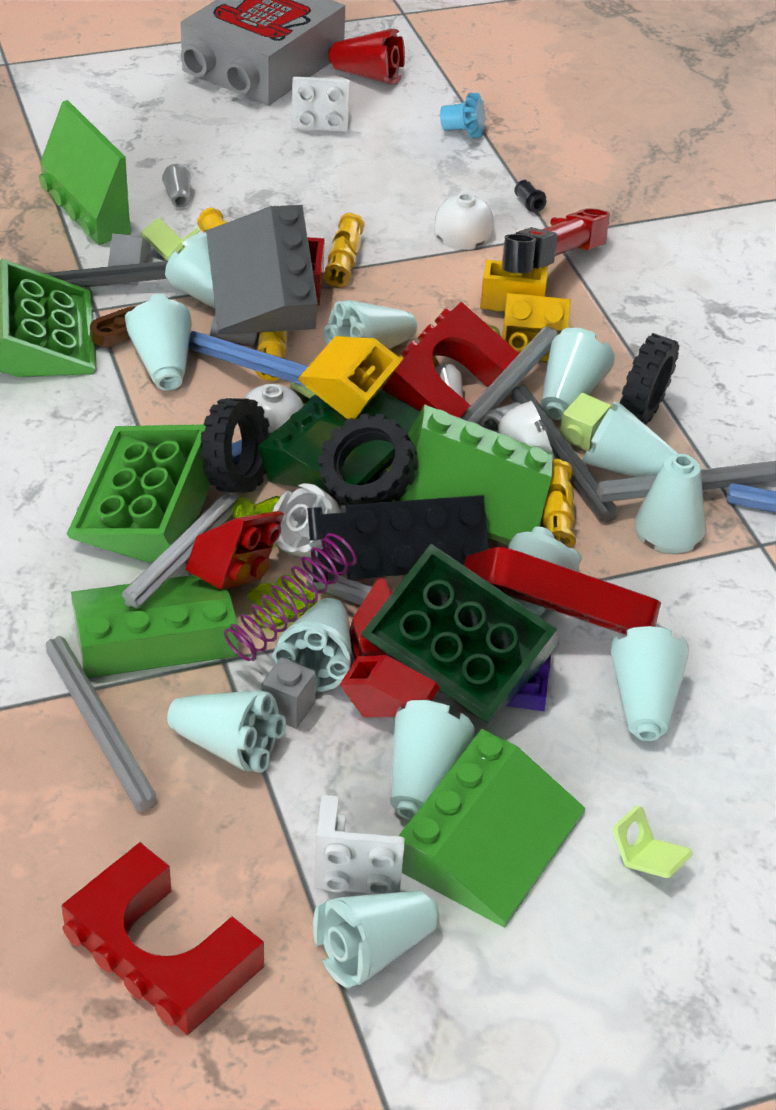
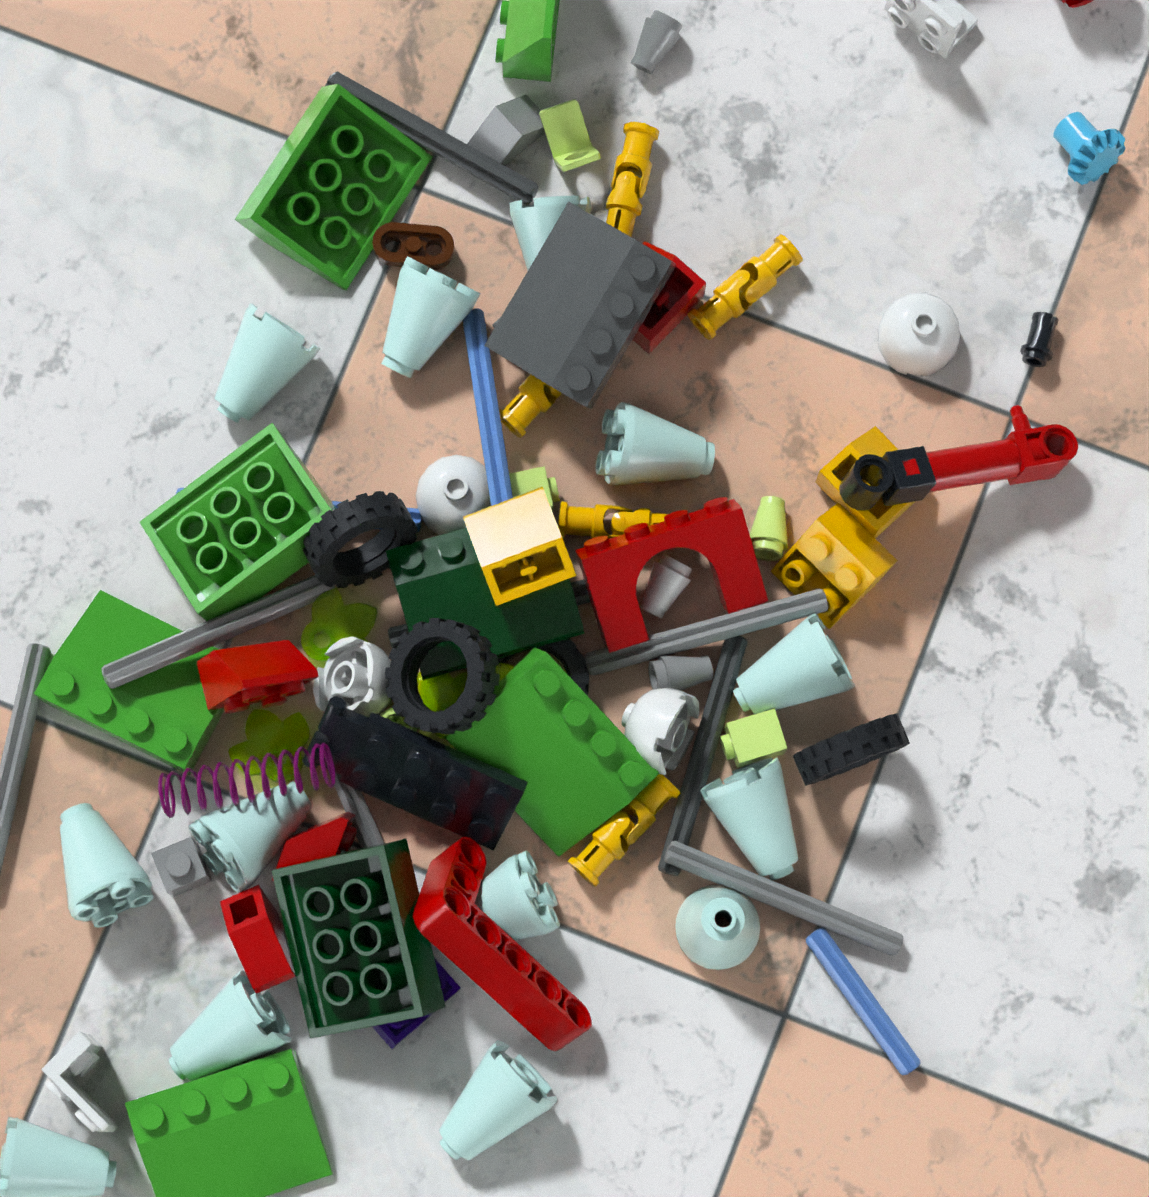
camera: 40 degrees right, 35 degrees up
(75, 408) = (260, 364): none -> light aqua cone

